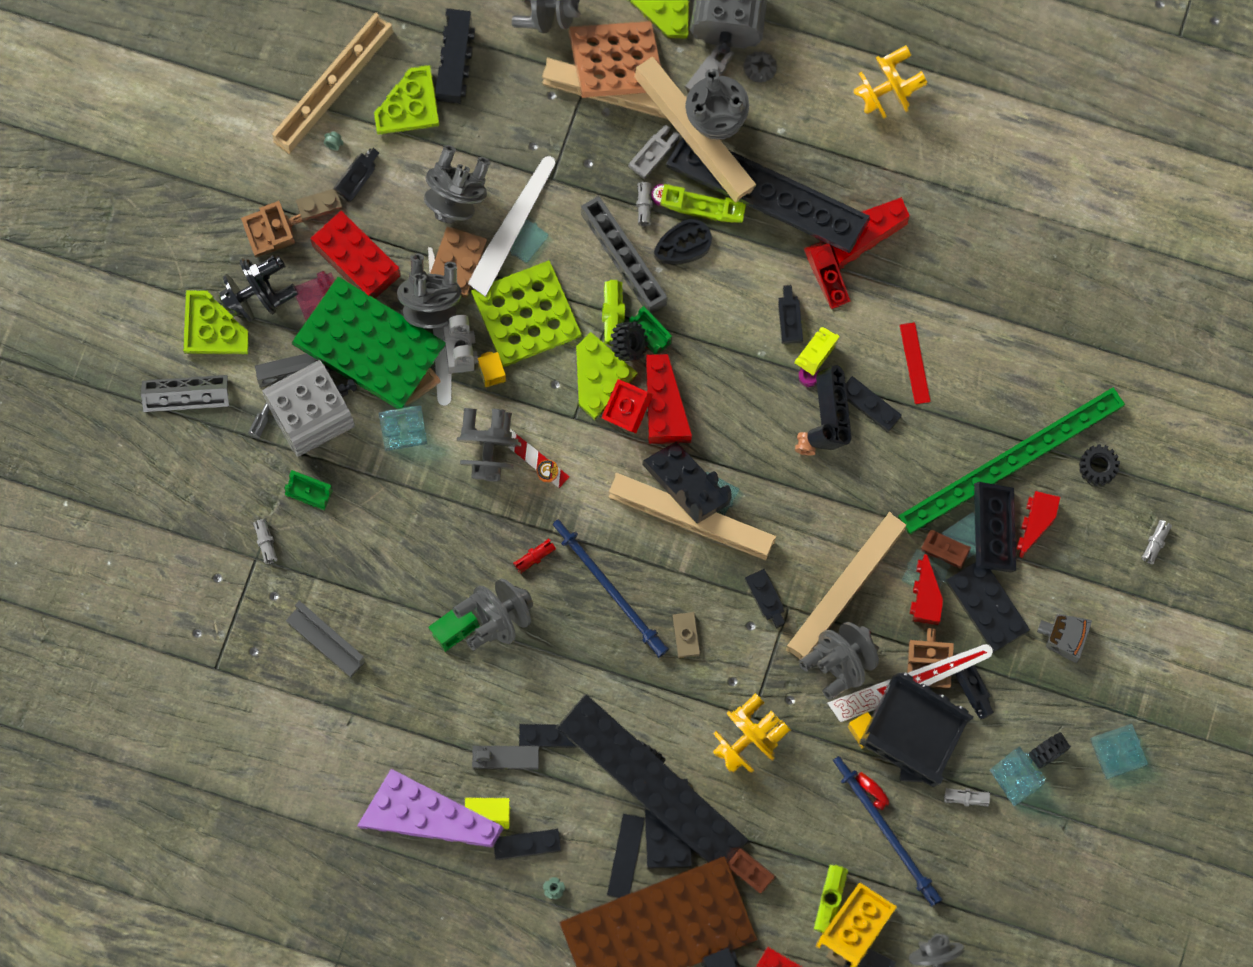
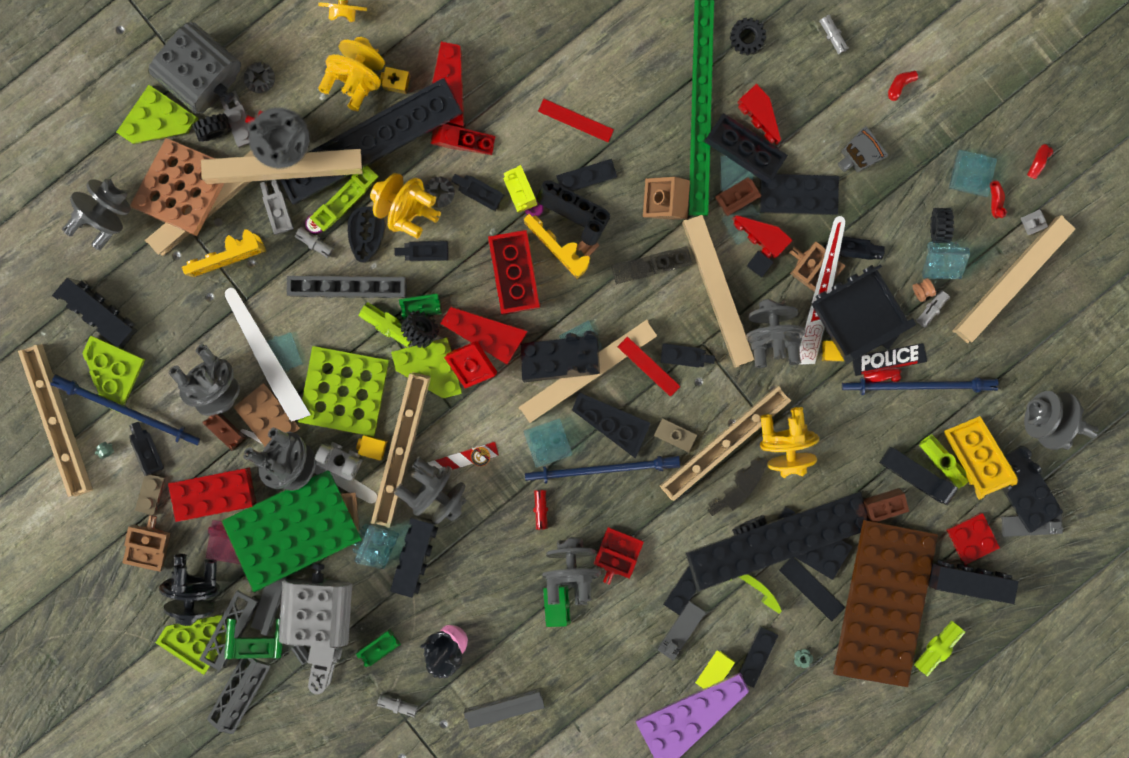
camera: 55 degrees left, 15 degrees up
(237, 375) = (251, 646): none -> green plate
(239, 356) = (240, 627): none -> dark grey fence
(268, 445) = (323, 662): none -> light grey brick
(346, 549) = (444, 651): none -> black hair
(373, 77) = (72, 387): none -> dark blue bar
(416, 467) = (413, 556): none -> black wedge
(420, 231) = (224, 430): none -> copper hinge
(507, 393) = (400, 448): none -> tan tile
(539, 651) = (617, 554): none -> red plate
(586, 139) = (235, 251): none -> yellow hinge
(590, 817) = (768, 598): none -> lime slope
(600, 522) = (547, 443): none -> clear light blue plate
(659, 574) = (617, 425): none -> black wing
(685, 727) = (746, 482): none -> clear smoke slope
(687, 52) = (212, 127): none -> black tyre
(702, 303) = (423, 251): none -> black hinge
(707, 682) = (724, 444): none -> tan tile
(732, 253) = (403, 203): none -> yellow piece
(733, 567) = (648, 366): none -> red sticker
(737, 392) = (513, 272): none -> red brick
(763, 292) = (446, 186): none -> dark grey gear
(785, 430) = (566, 254): none -> yellow hinge
(799, 882) = (918, 476): none -> black beam
(822, 138) = (353, 70): none -> yellow piece
(828, 512) = (651, 265): none -> clear smoke slope
(836, 189) = (399, 86): none -> yellow brick
(896, 792) = (890, 359): none -> sticker
(898, 610) = (759, 264): none -> black tile
(900, 486) = (666, 198): none -> medium nougat slope
(978, 776) = (924, 290): none -> nougat wheel
(1046, 854) = (1014, 279): none -> tan tile
(1111, 791) = (997, 200): none -> red arm
(1114, 840) = (1034, 222): none -> light grey tile
(1156, 630) = (899, 82): none -> red arm
(1175, 805) = (1040, 161): none -> red arm

